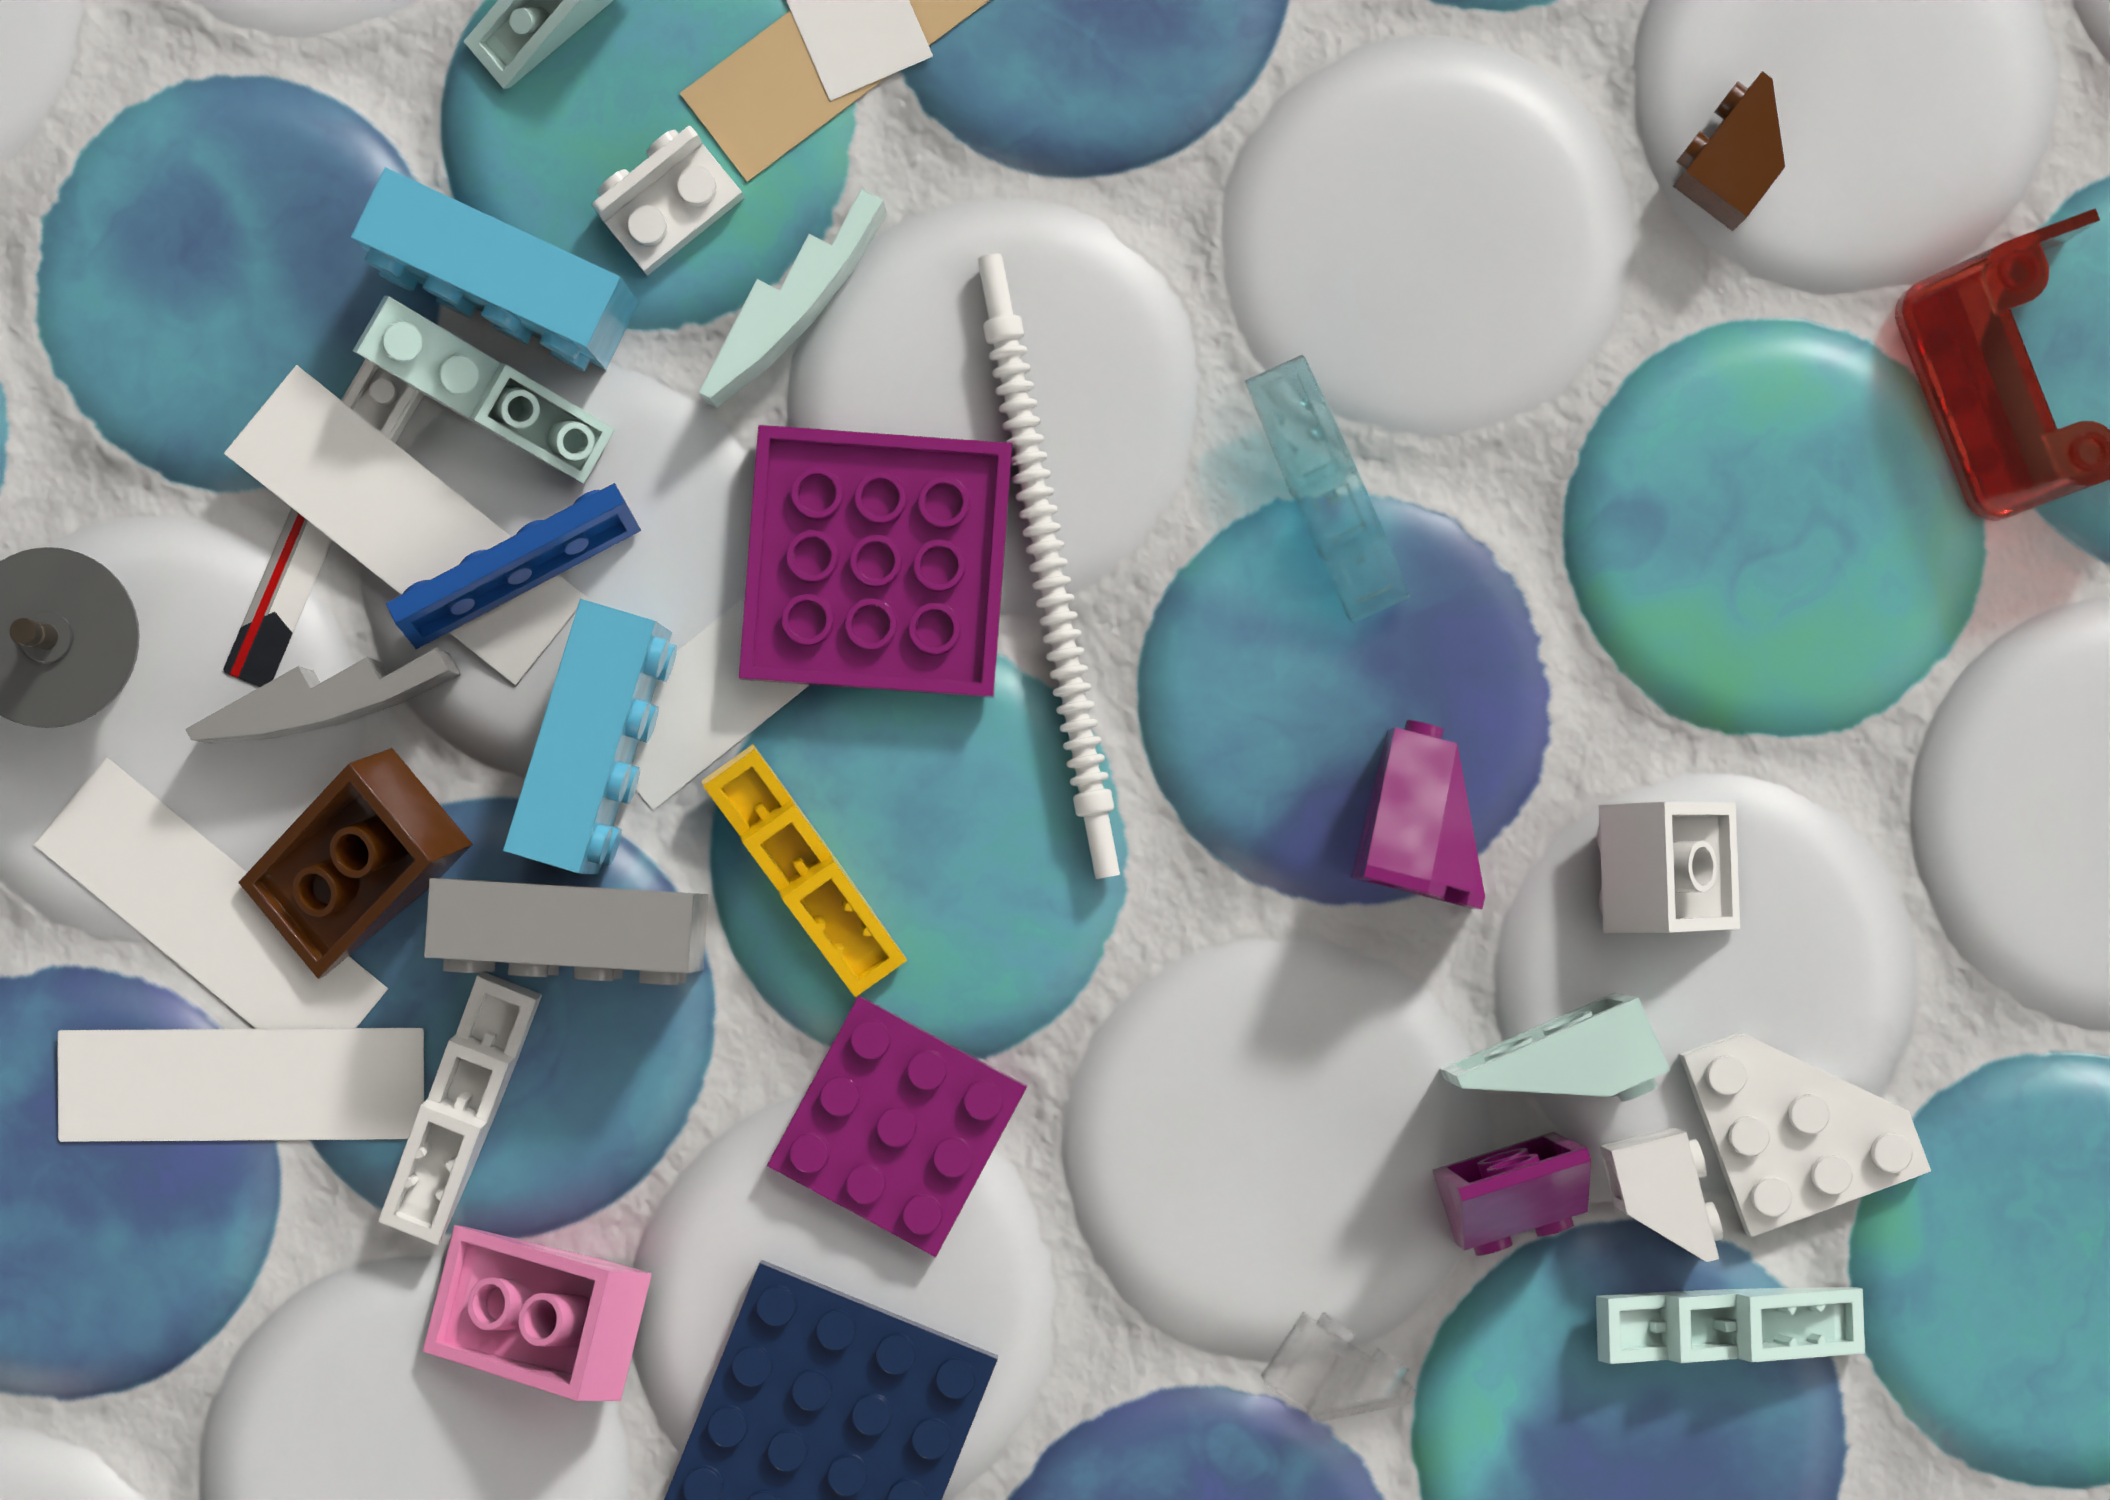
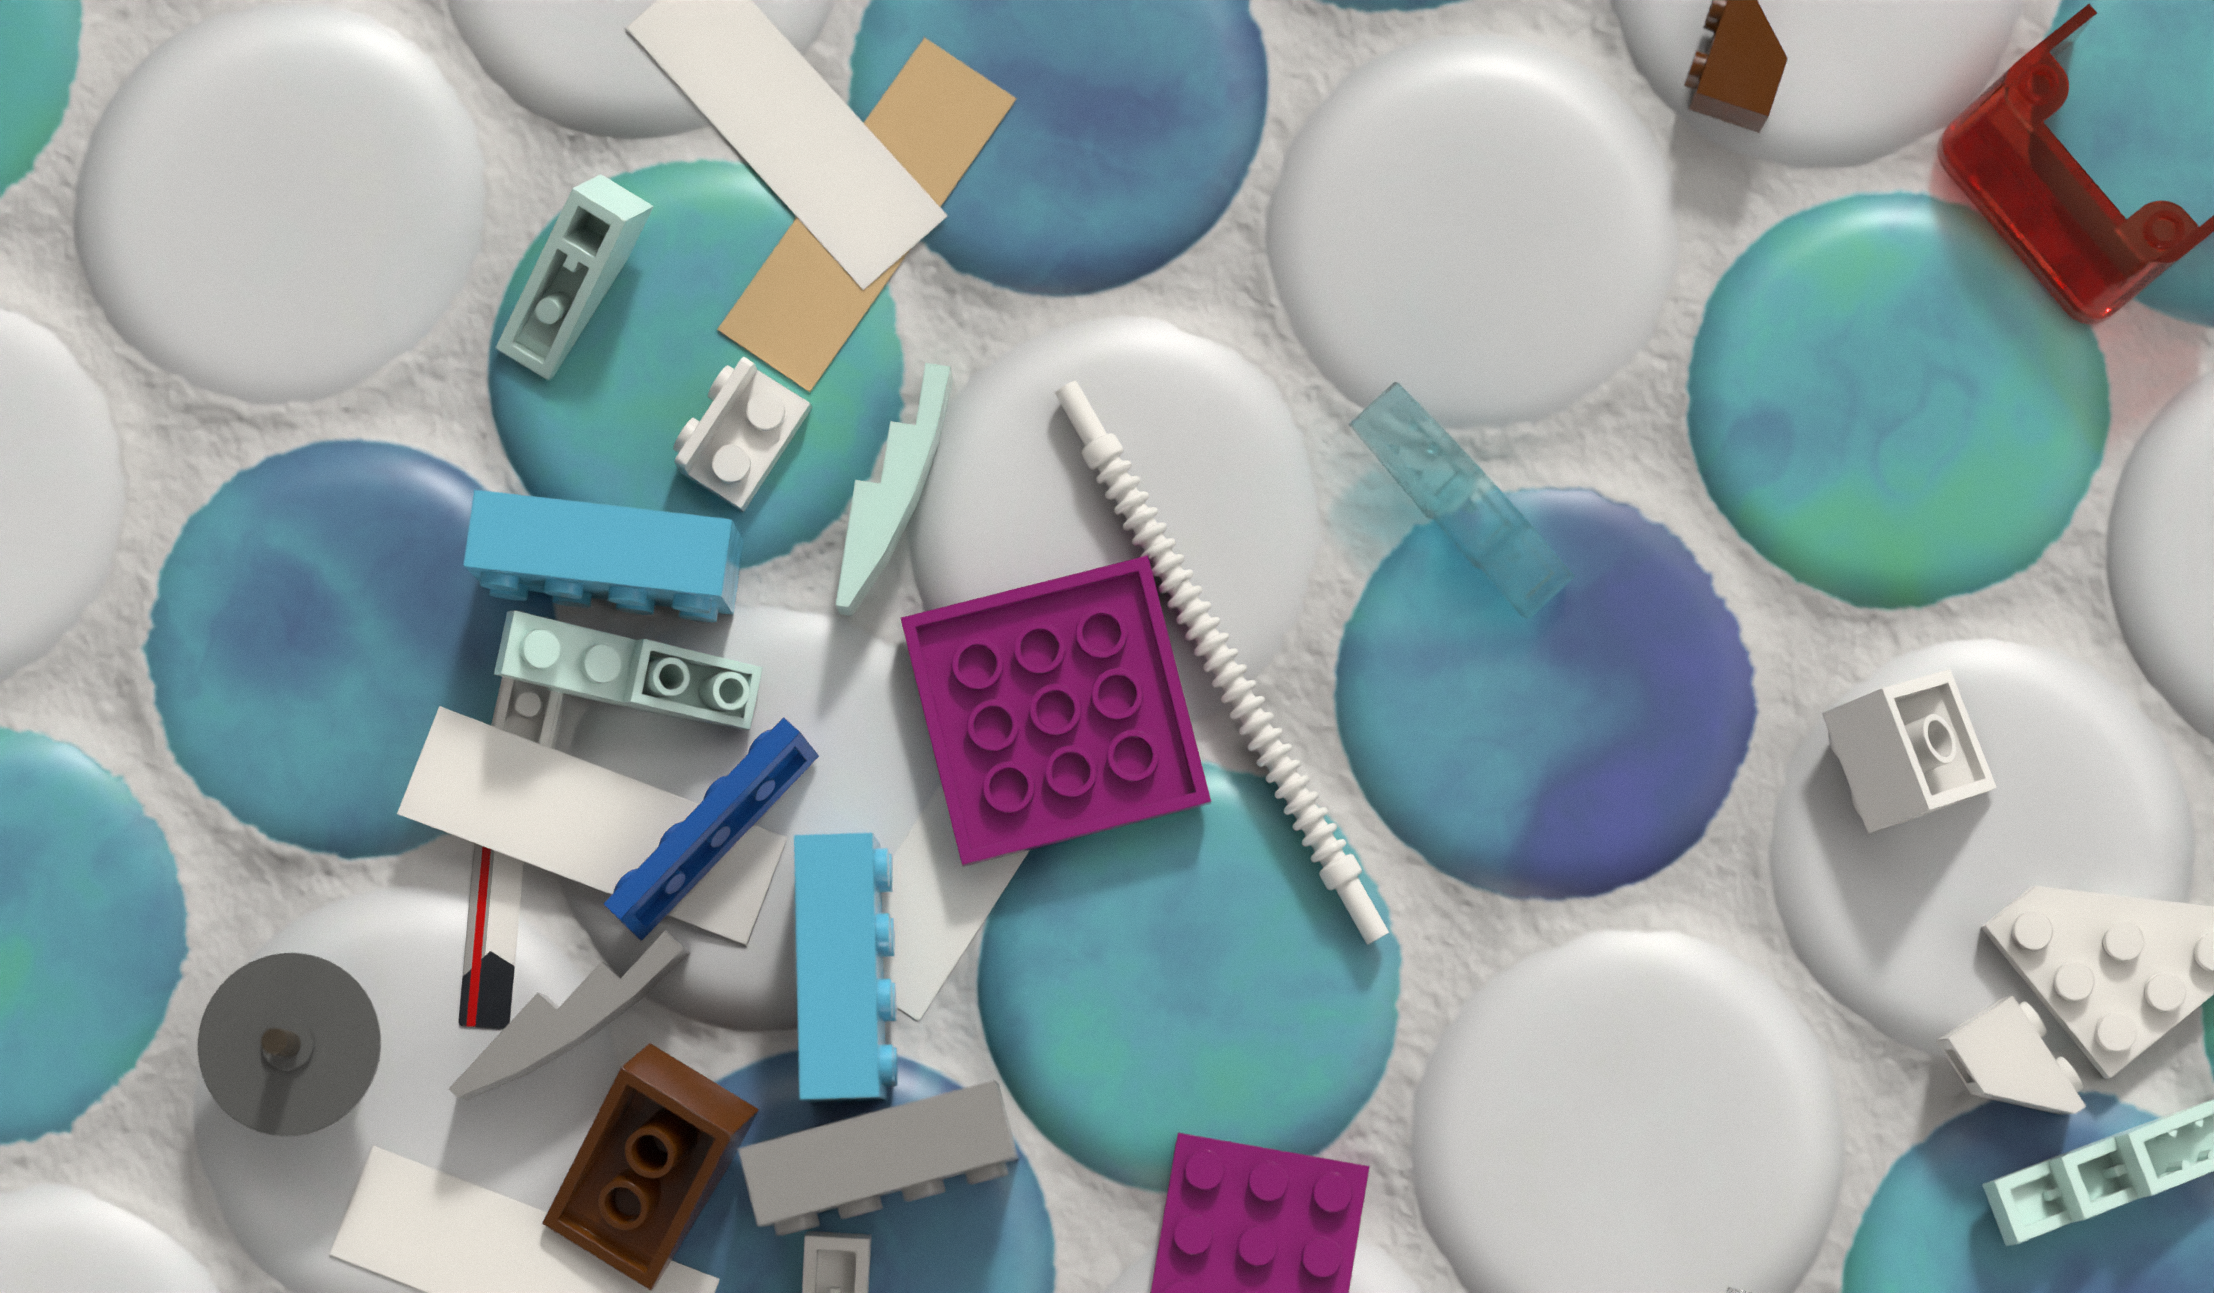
camera: 15 degrees left, 5 degrees down
(804, 870) = (1085, 1029): yellow slope -> none
(1420, 821) = (1657, 786): magenta slope -> none
(1515, 1190) = (1870, 1108): magenta slope -> none
(1587, 1052) = (1897, 947): light aqua slope -> none

